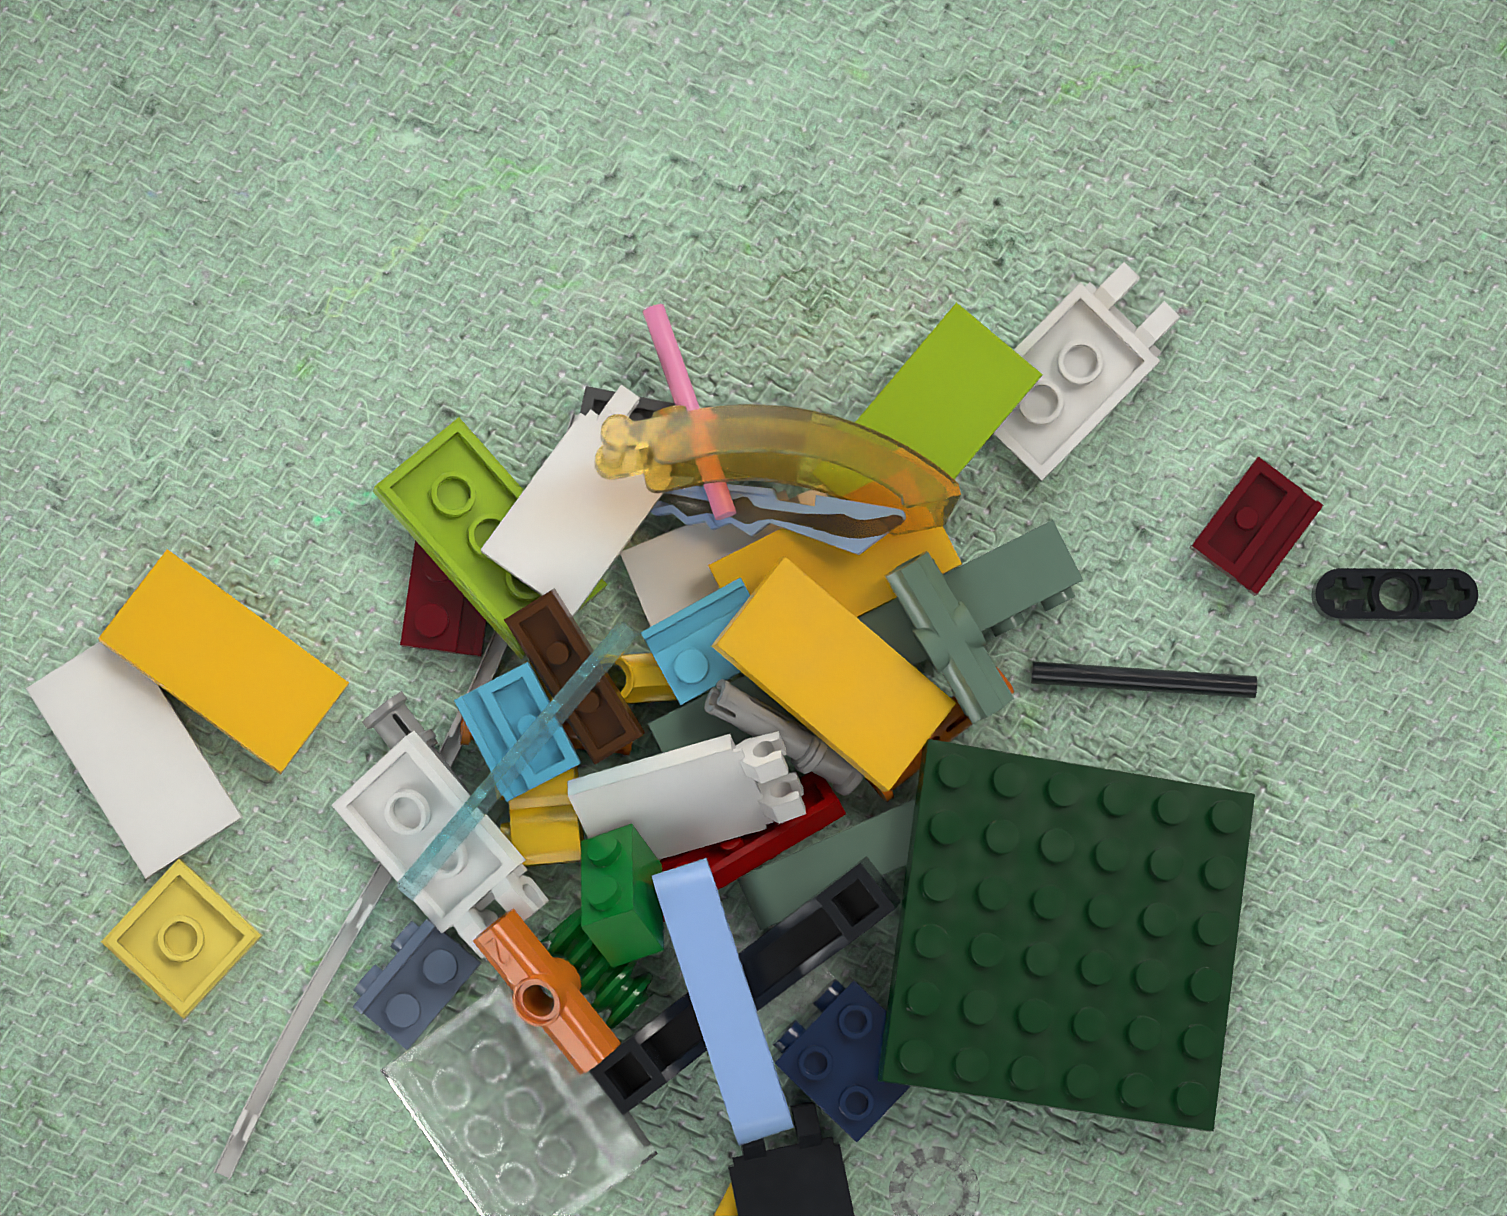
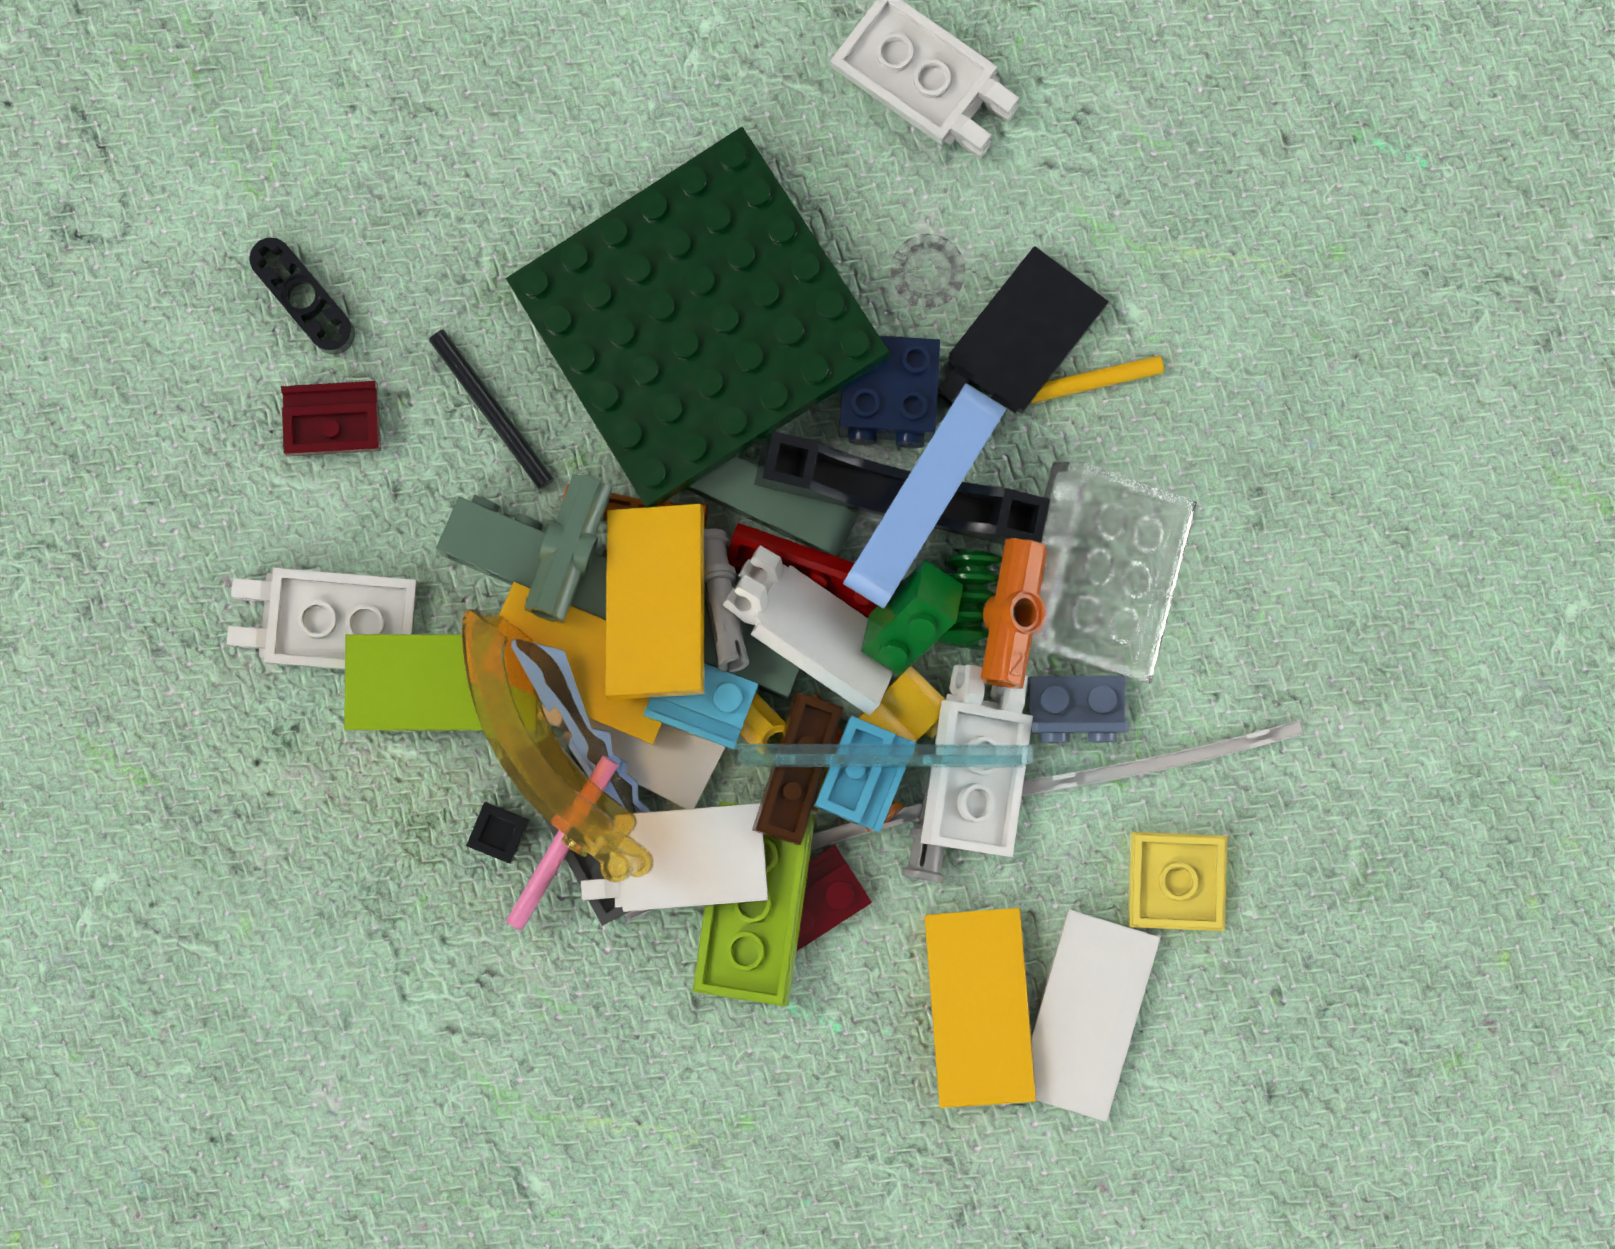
camera: 130 degrees left, 0 degrees up
(749, 363) = (498, 832): none -> black plate

